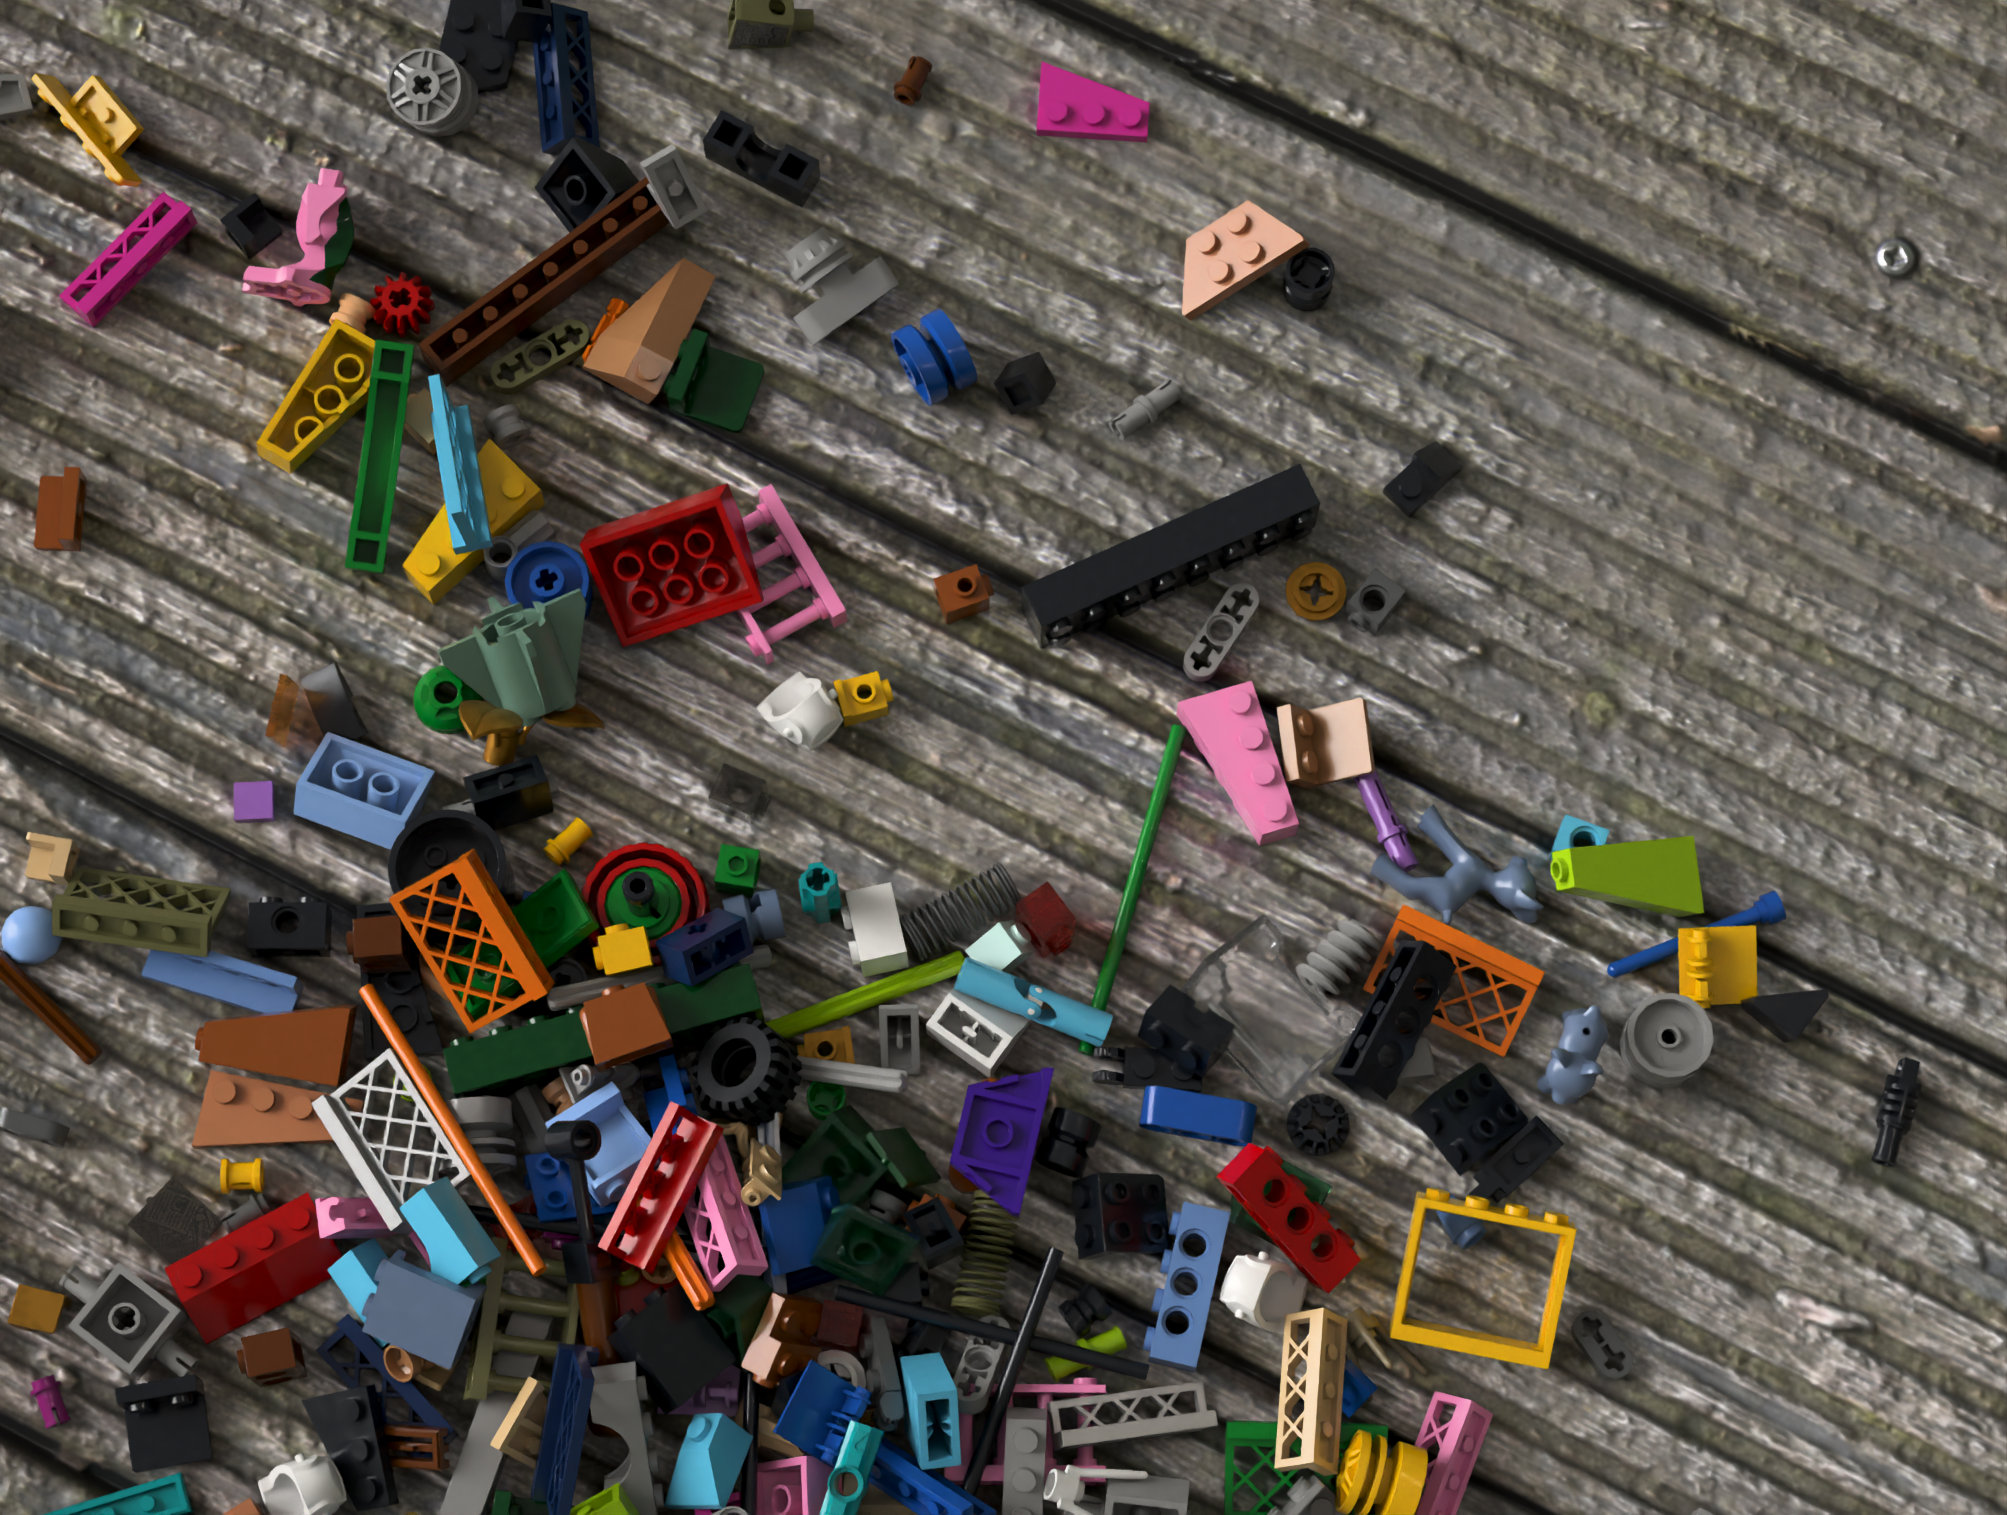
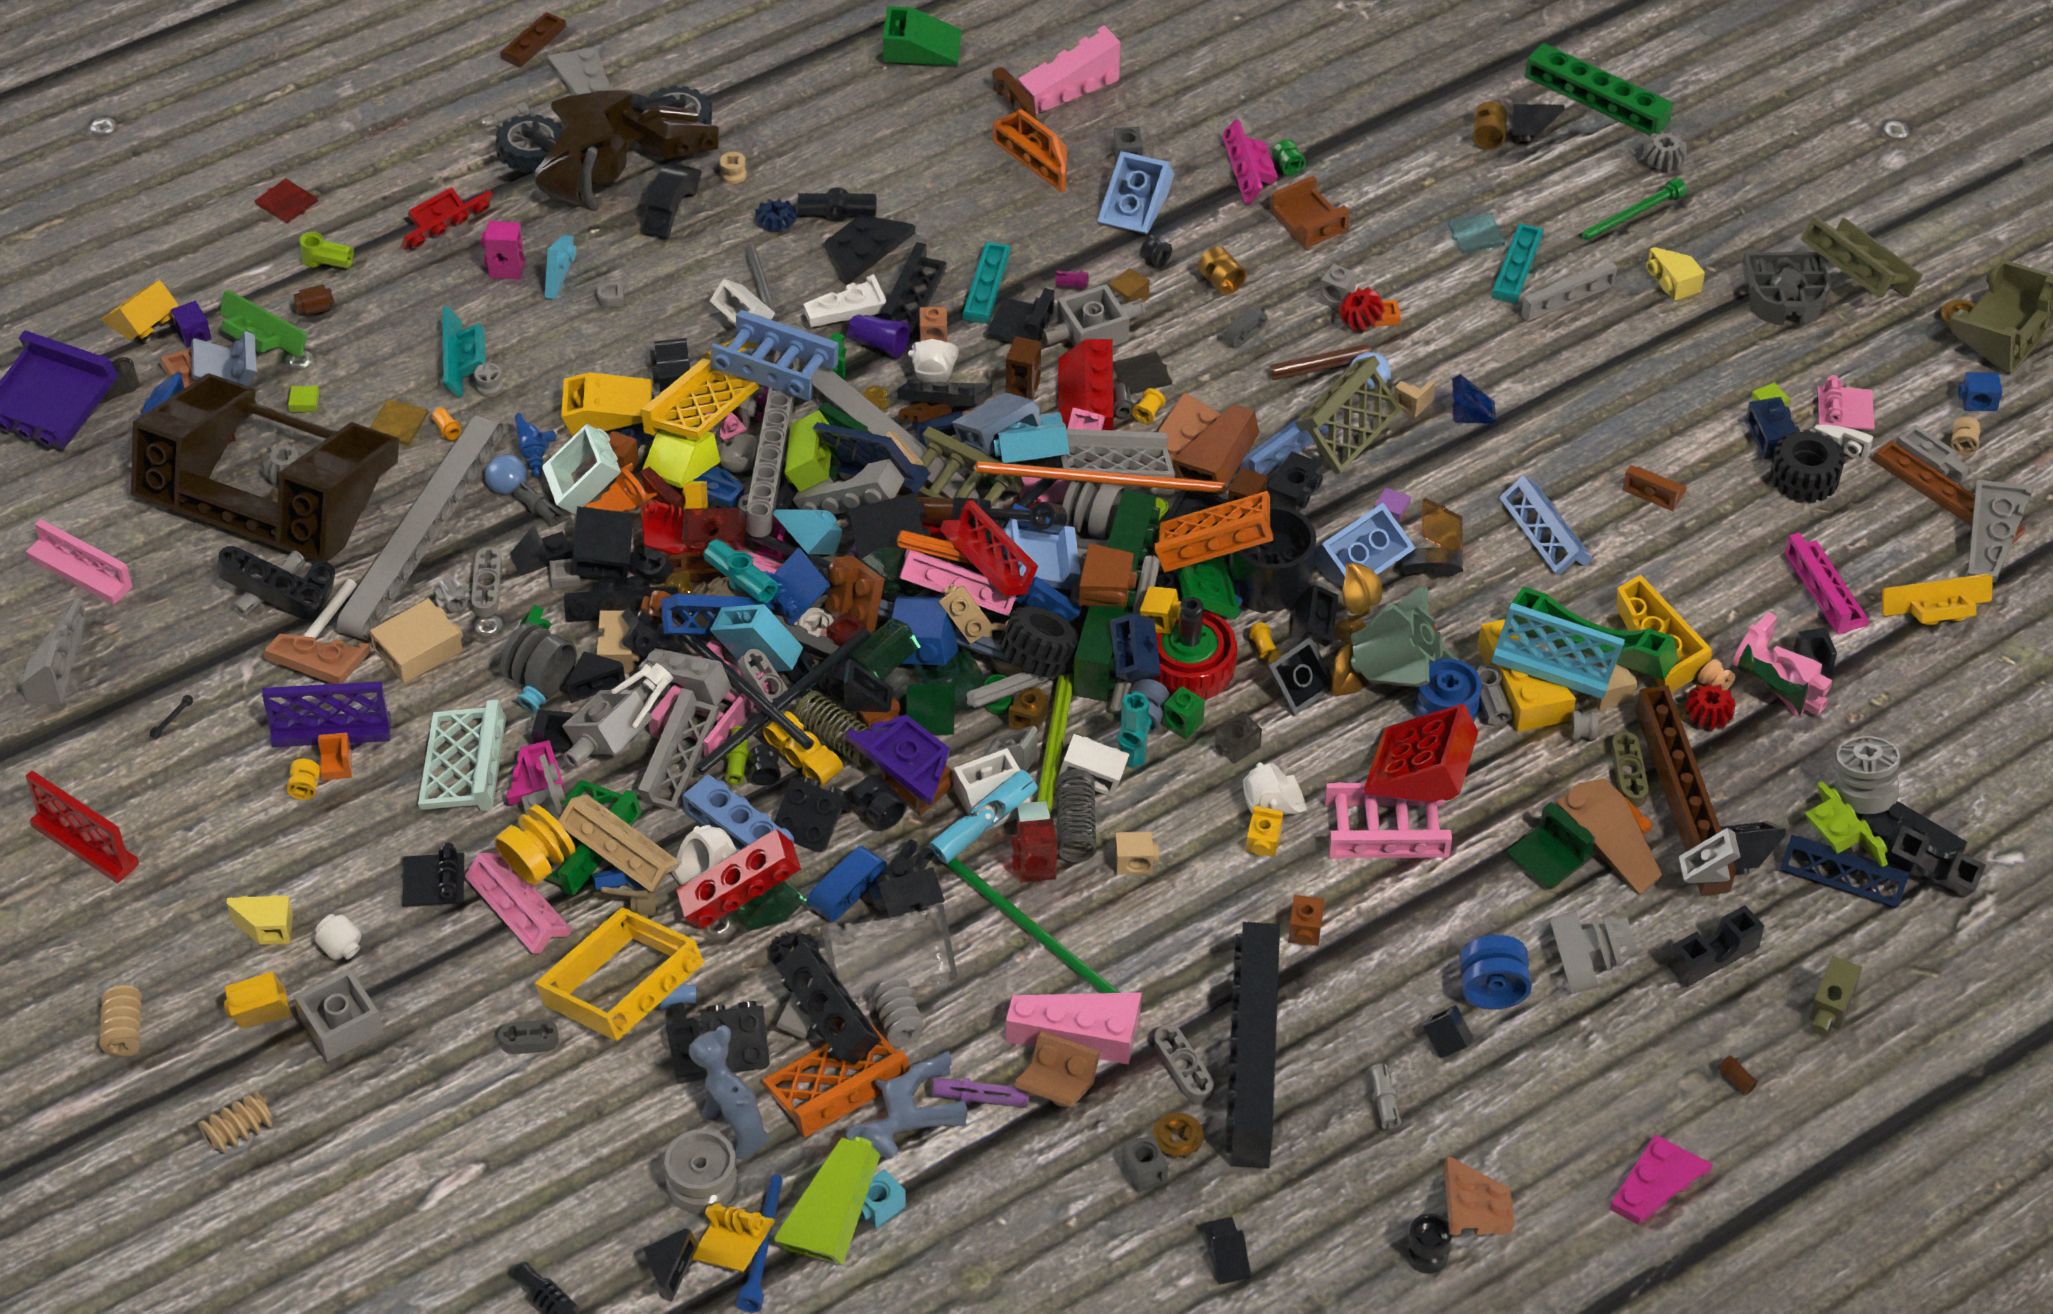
camera: 120 degrees right, 25 degrees down
(32, 781) = (1471, 403): none -> clear blue slope
(189, 597) = (1554, 521): none -> medium blue fence
(526, 93) = (1841, 827): none -> lime bracket
(602, 774) = (1299, 673): none -> black slope
(972, 821) = (1135, 853): none -> tan brick
(1043, 1235) = (817, 763): none -> yellow piece

